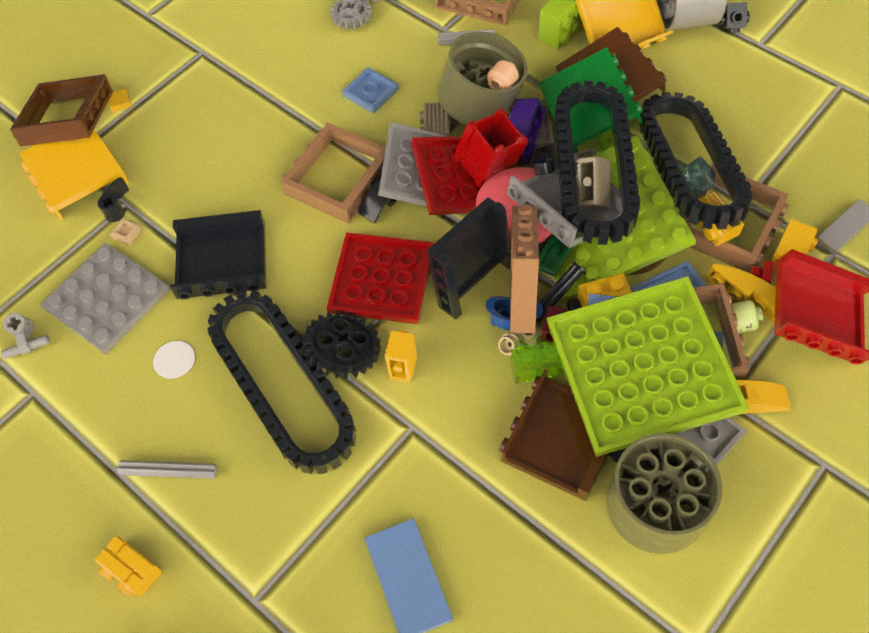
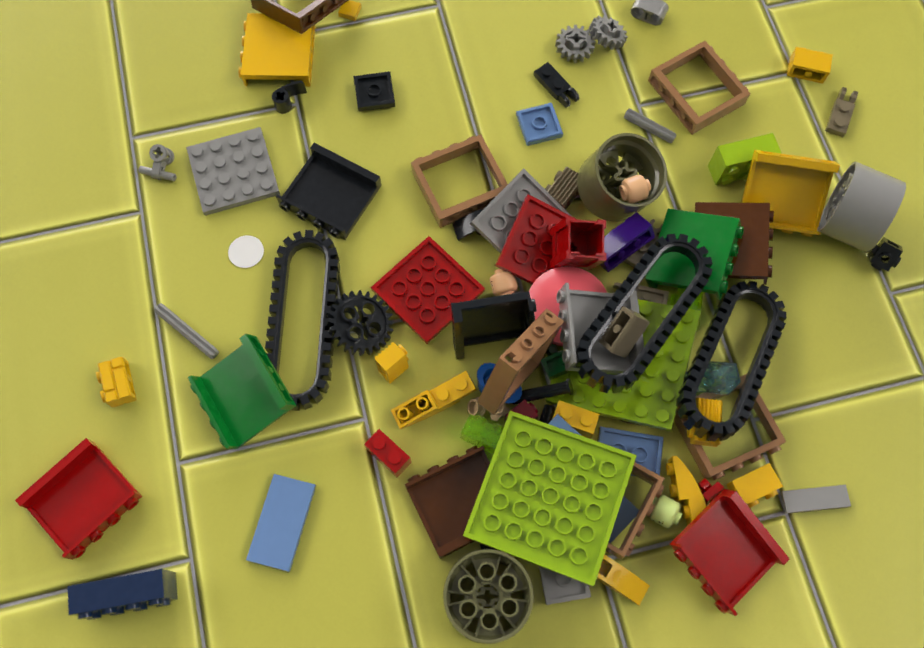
camera: 30 degrees right, 10 degrees up
(126, 232) = (280, 127): tan tile -> none
(196, 149) = (374, 91): none -> black plate
(274, 483) = (242, 394): none -> green panel
(360, 52) = (555, 84): none -> black hinge
(442, 224) = (503, 283): none -> light nougat head
(461, 439) = (387, 453): none -> red brick
(466, 364) = (433, 401): none -> yellow slope
(545, 160) = (611, 282): black beam -> none

